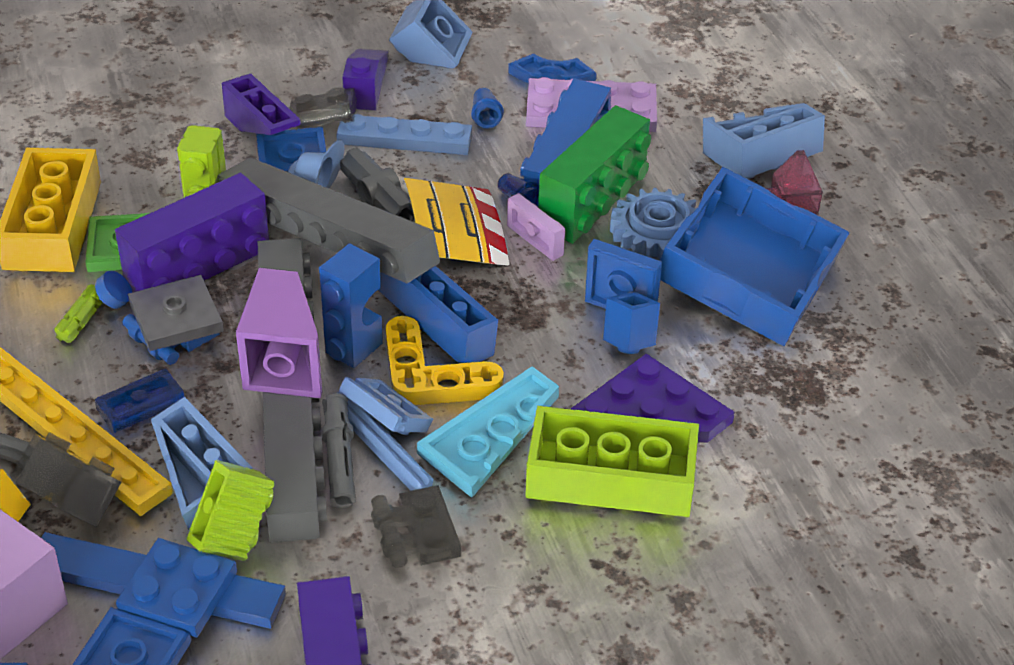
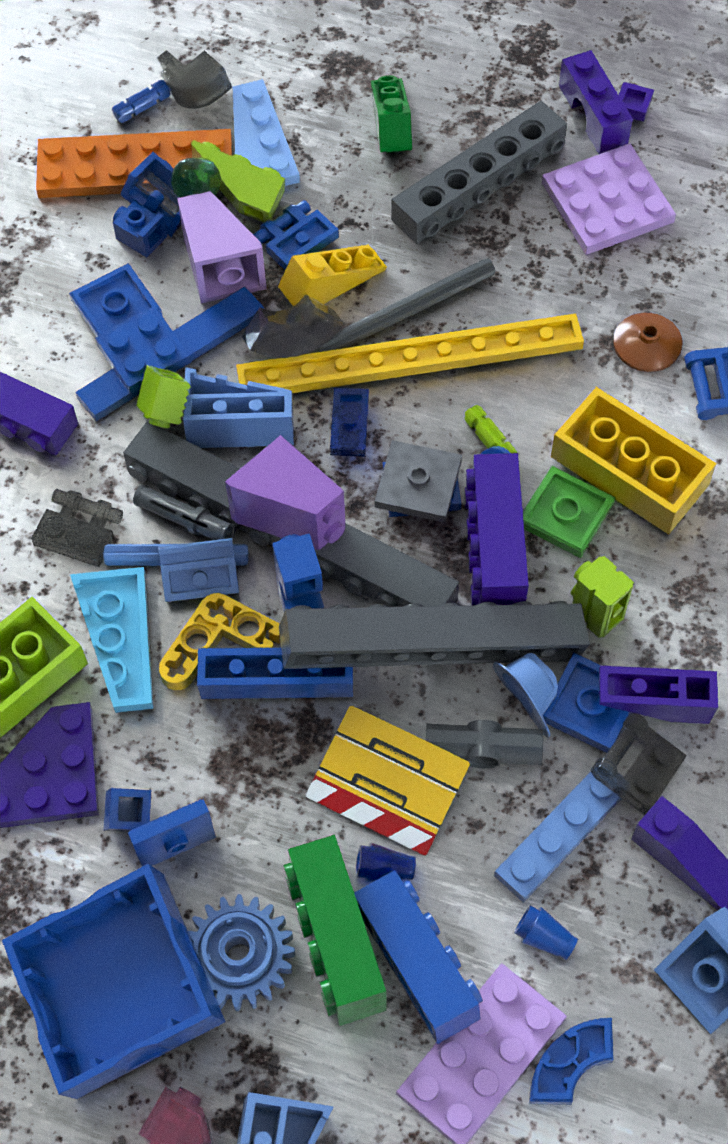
camera: 130 degrees right, 20 degrees up
(536, 227) = (347, 836): lavender plate -> none

